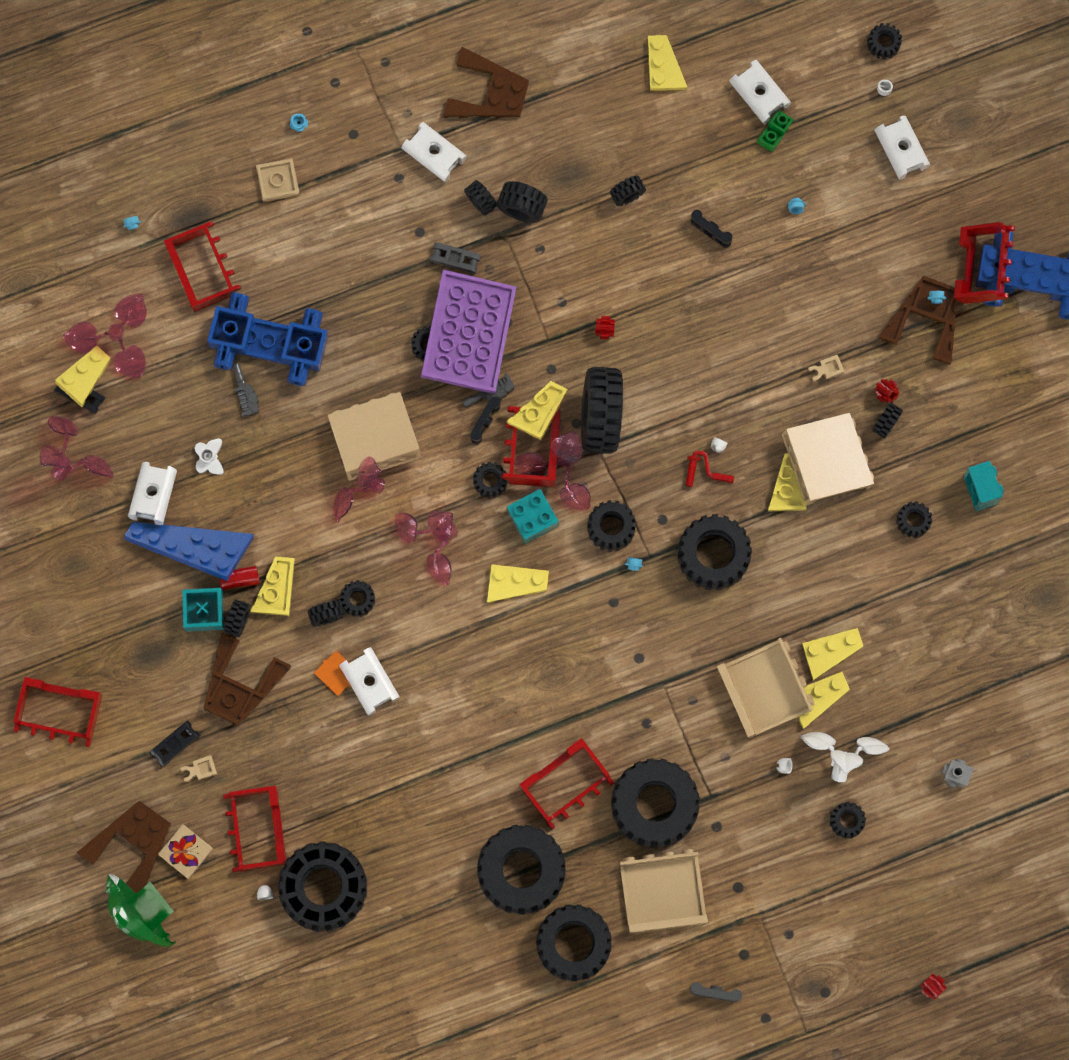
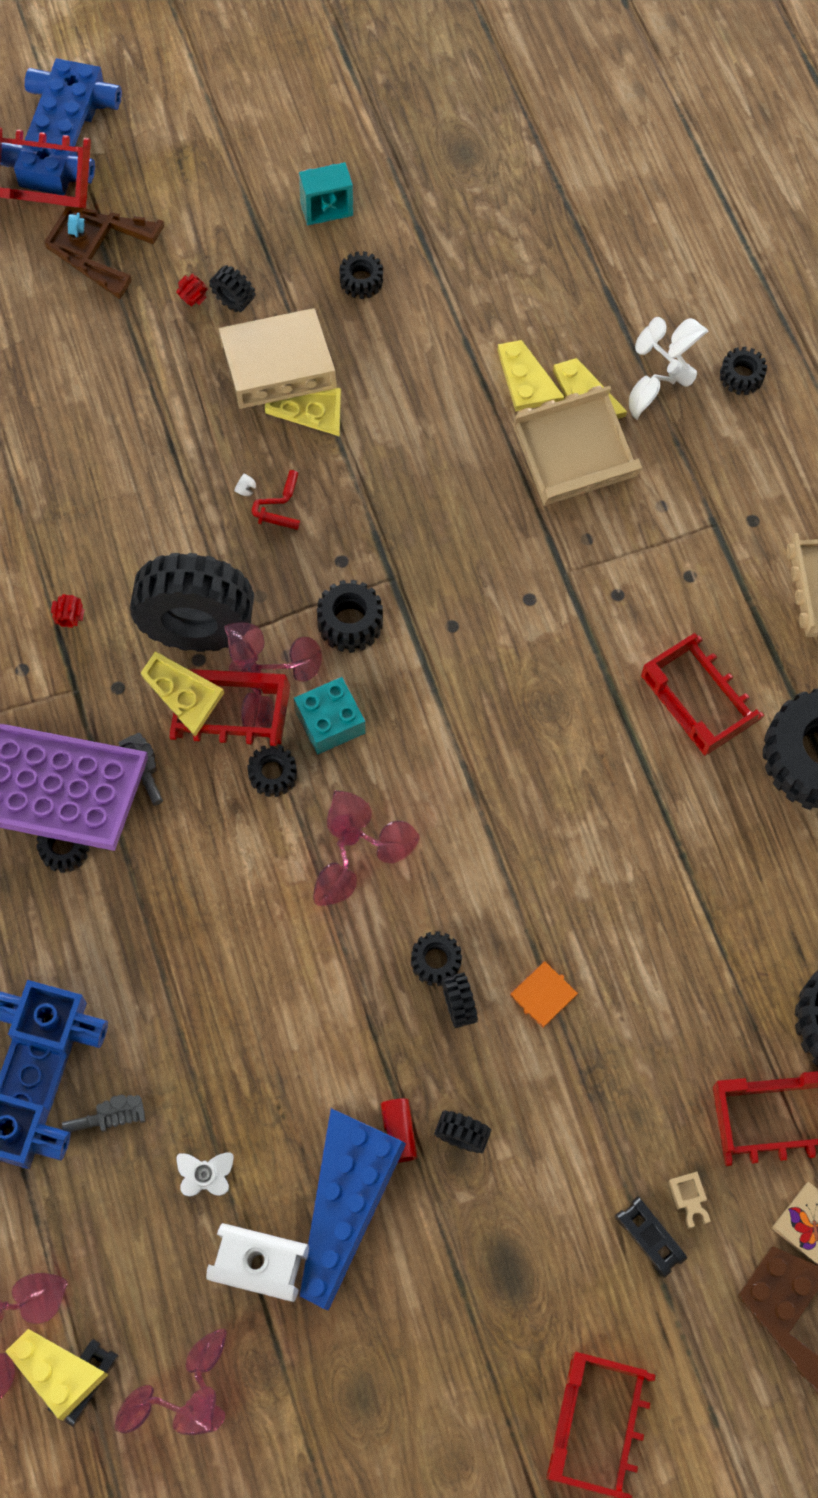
camera: 90 degrees left, 10 degrees down
(203, 609) = (447, 1184): teal brick -> none
(232, 699) = (582, 1148): reddish brown wing -> none
(276, 591) = (416, 1074): light yellow wing -> none
(366, 478) = (264, 920): clear pink plant -> none
(374, 430) = (195, 920): tan panel -> none
(380, 691) = (547, 961): white piece -> none
(485, 420) = (185, 773): black plate -> none
(515, 581) = (420, 747): light yellow wing -> none
(634, 563) = (402, 594): medium azure plate -> none
(663, 774) = (738, 549): black tyre -> none
(722, 528) = (394, 464): black tyre -> none
(785, 765) = (674, 434): white hinge -> none
(828, 367) = (154, 354): tan plate -> none
(963, 777) = (685, 248): light grey brick -> none

